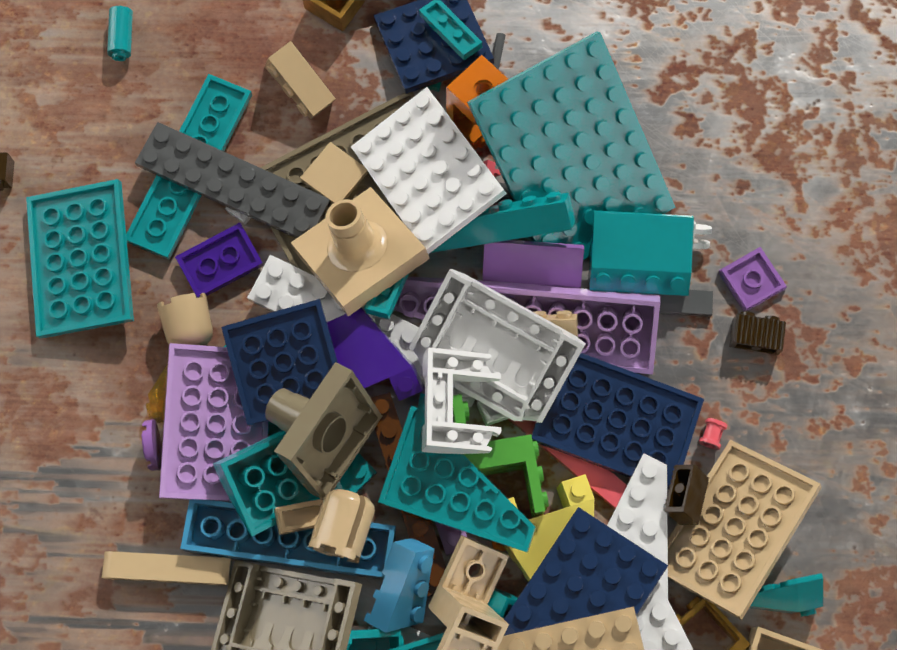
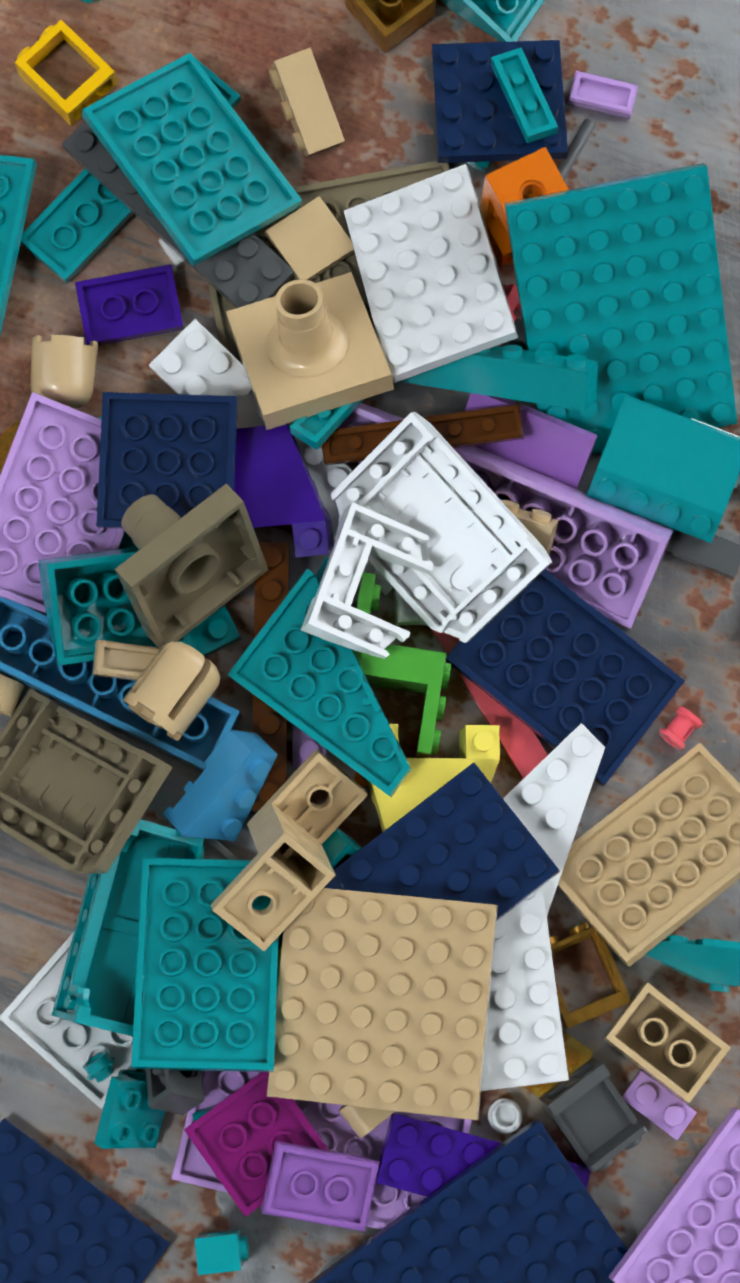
camera: 15 degrees right, 5 degrees up
(142, 122) = (88, 93): none -> yellow window
(231, 144) = (191, 158): none -> teal plate
(484, 271) = (458, 429): none -> reddish brown tile
(503, 13) = (603, 94): none -> lavender tile
(686, 494) = (617, 792): dark brown brick -> none

